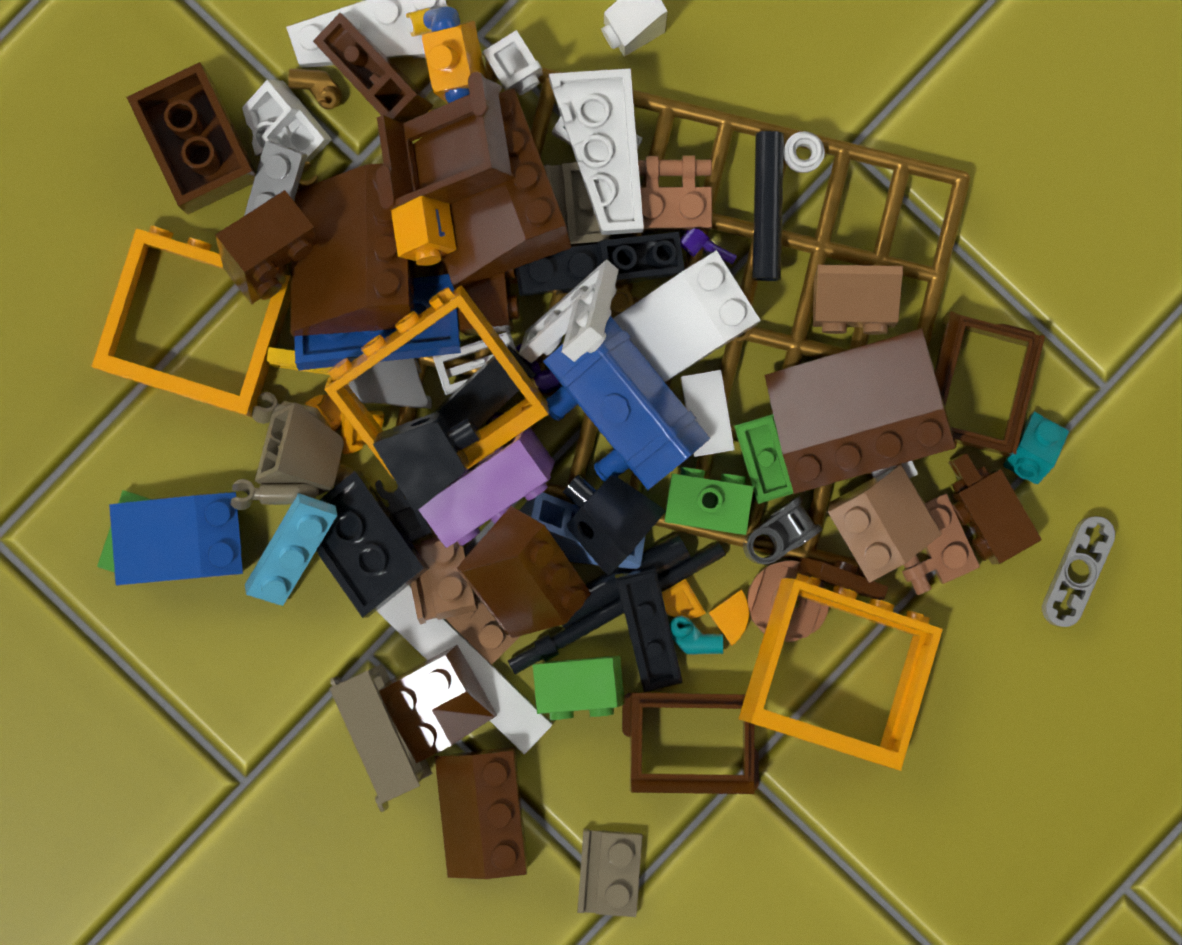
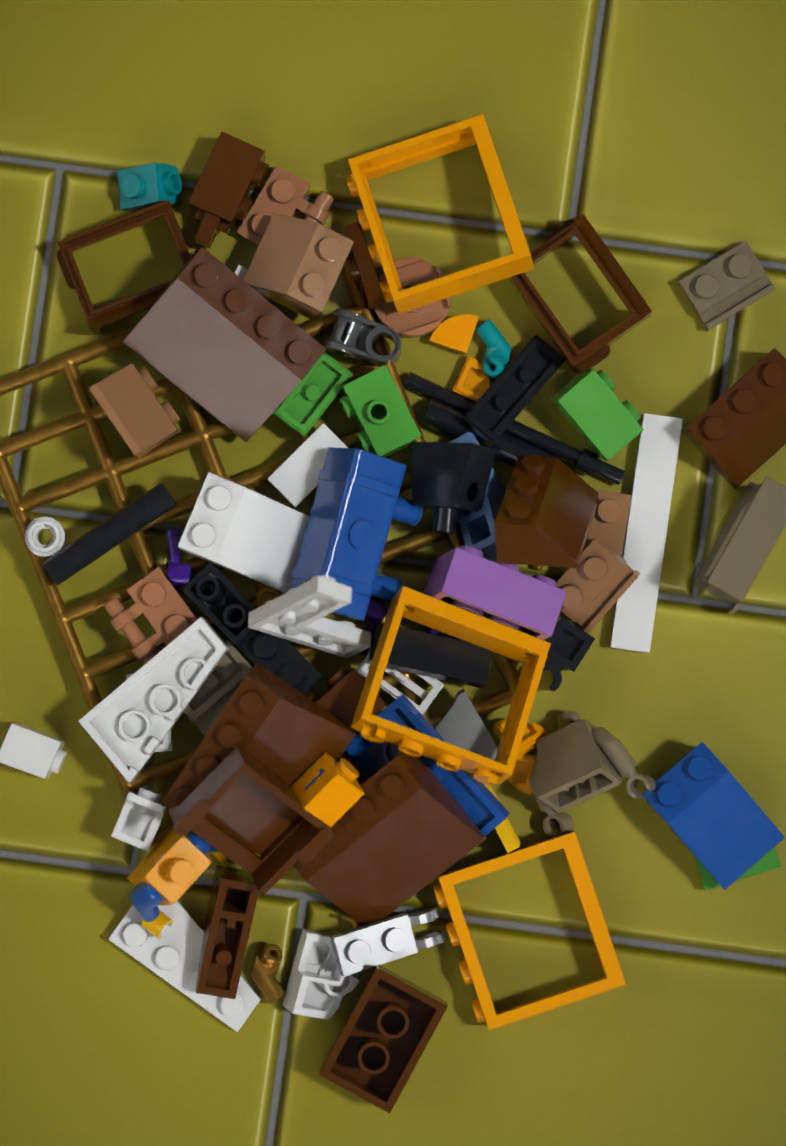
camera: 130 degrees left, 0 degrees up
(263, 243) = (428, 909): reddish brown slope -> none
(290, 549) = (656, 717): medium azure plate -> none
(367, 547) = (610, 665): black plate -> none
(426, 455) = (505, 657): black torso -> none
(436, 703) = (692, 514): reddish brown slope -> none
(1080, 540) = (250, 69): light grey beam -> none

